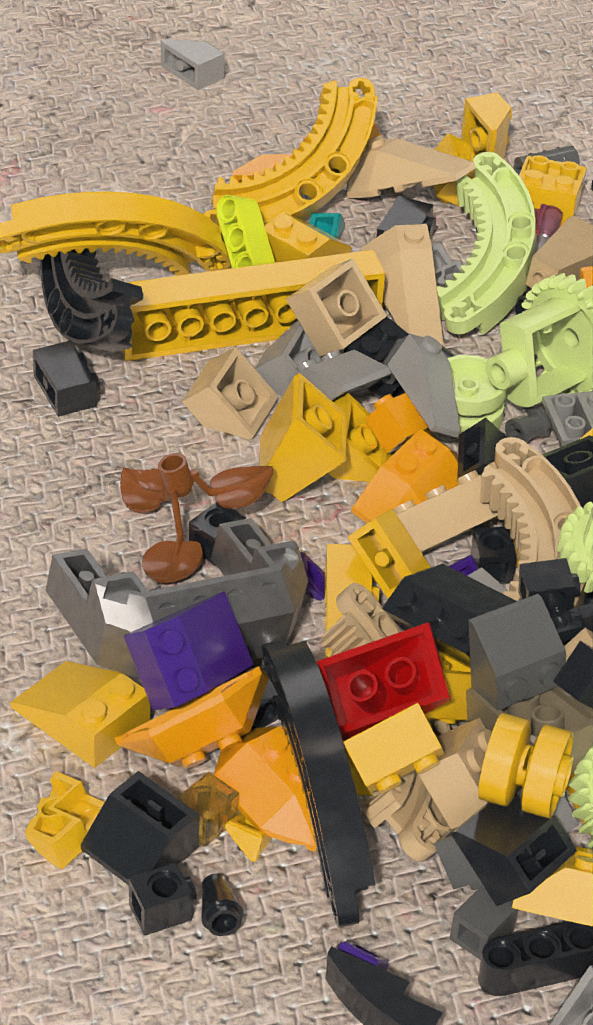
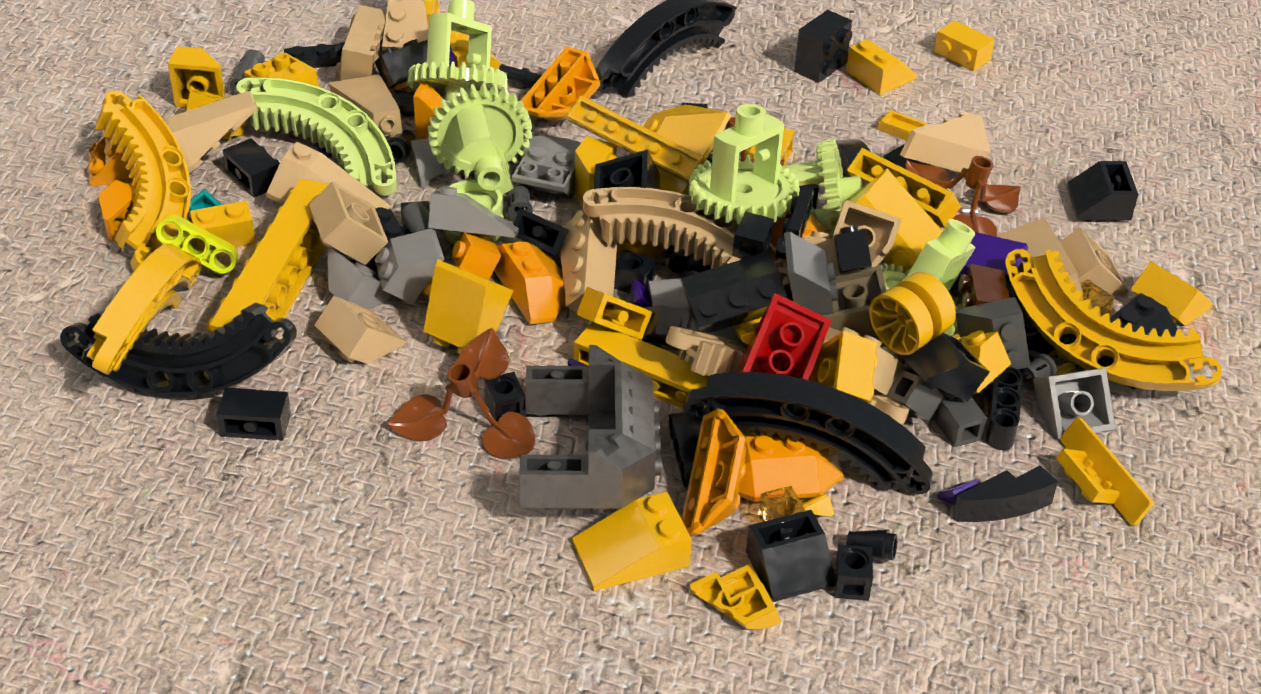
camera: 60 degrees left, 0 degrees up
(188, 652) = (678, 446): dark purple slope -> none

